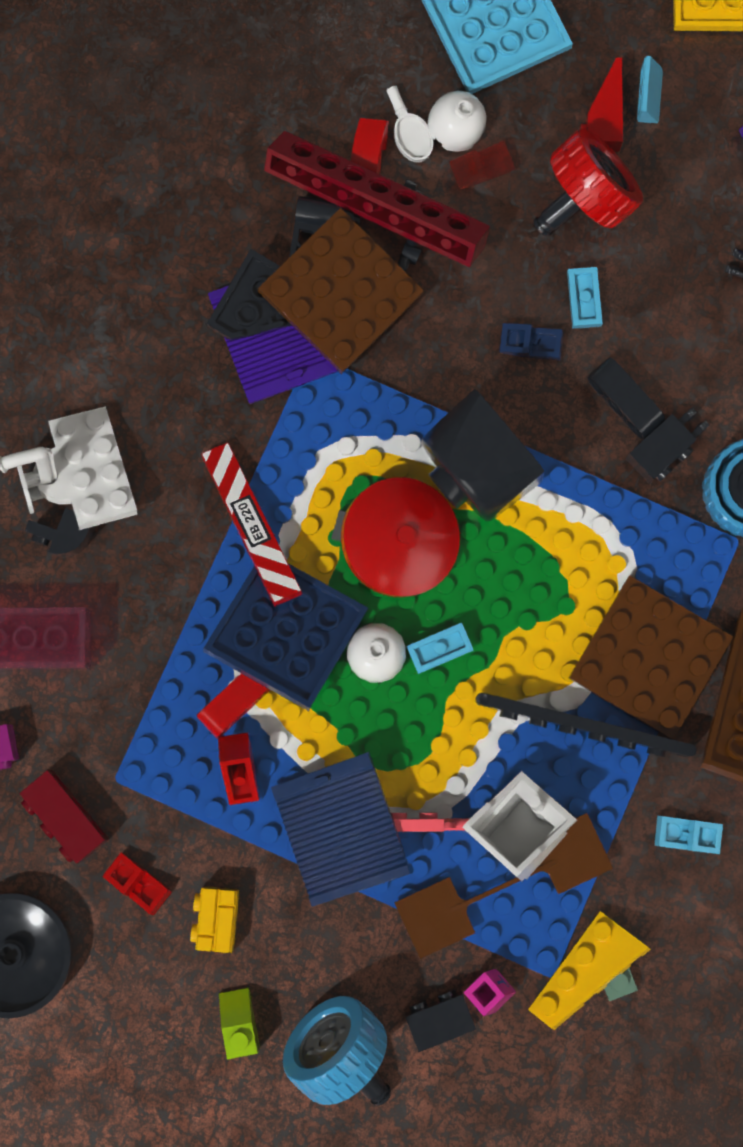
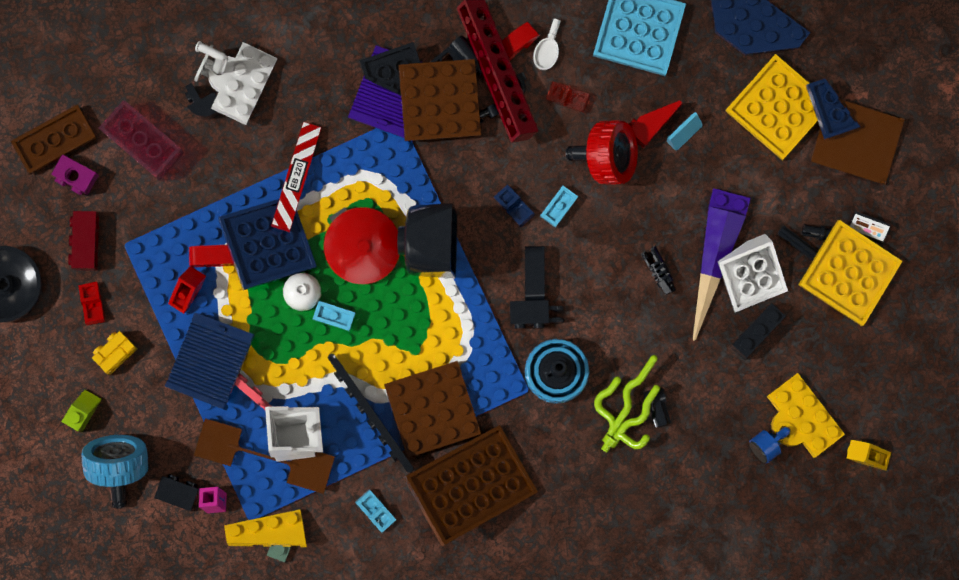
camera: 35 degrees right, 0 degrees up
(457, 120) = (574, 64): white cylinder -> none

